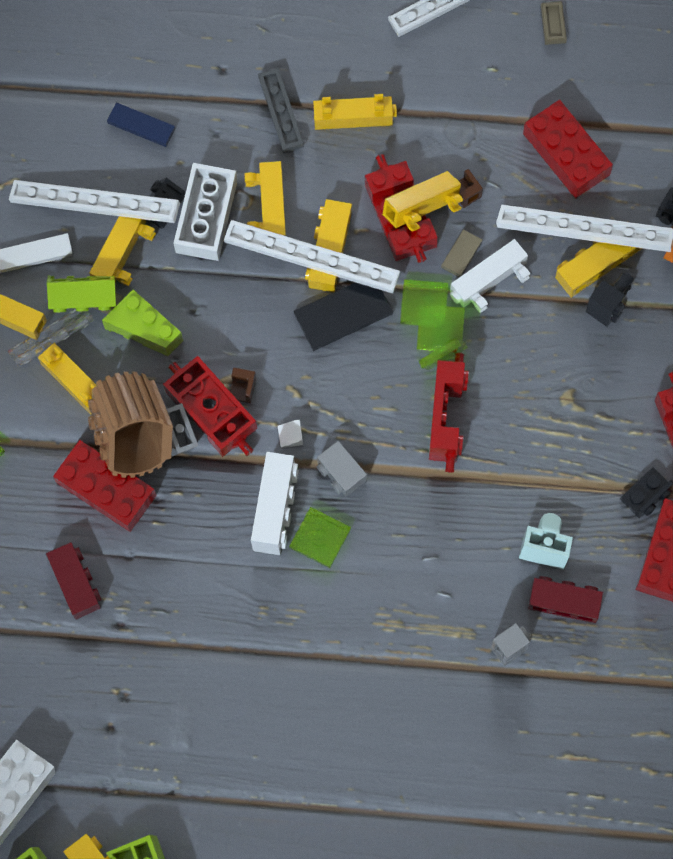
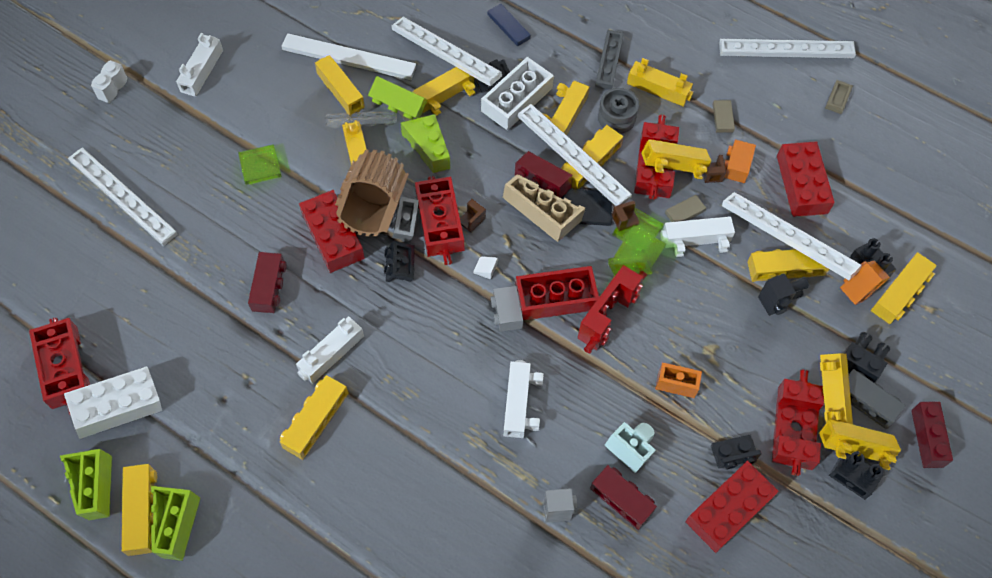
camera: 25 degrees right, 10 degrees down
(187, 616) = (329, 350): none -> white brick
(198, 480) = (399, 261): none -> black bracket
(216, 693) = (314, 417): none -> yellow brick
(273, 503) = (441, 304): white brick -> none
(291, 297) = (544, 174): none -> dark red brick
(314, 336) = (542, 207): none -> tan wedge
(320, 537) = (462, 349): clear neon green tile -> none
(327, 173) = (618, 109): none -> dark grey wheel
(383, 424) = (556, 292): none -> red brick
(405, 298) = (625, 216): none -> reddish brown panel
(407, 559) = (517, 396): none -> white brick
(442, 115) = (723, 116): none -> dark tan tile
(488, 163) = (739, 160): none -> orange brick
(555, 451) = (678, 380): none -> orange brick

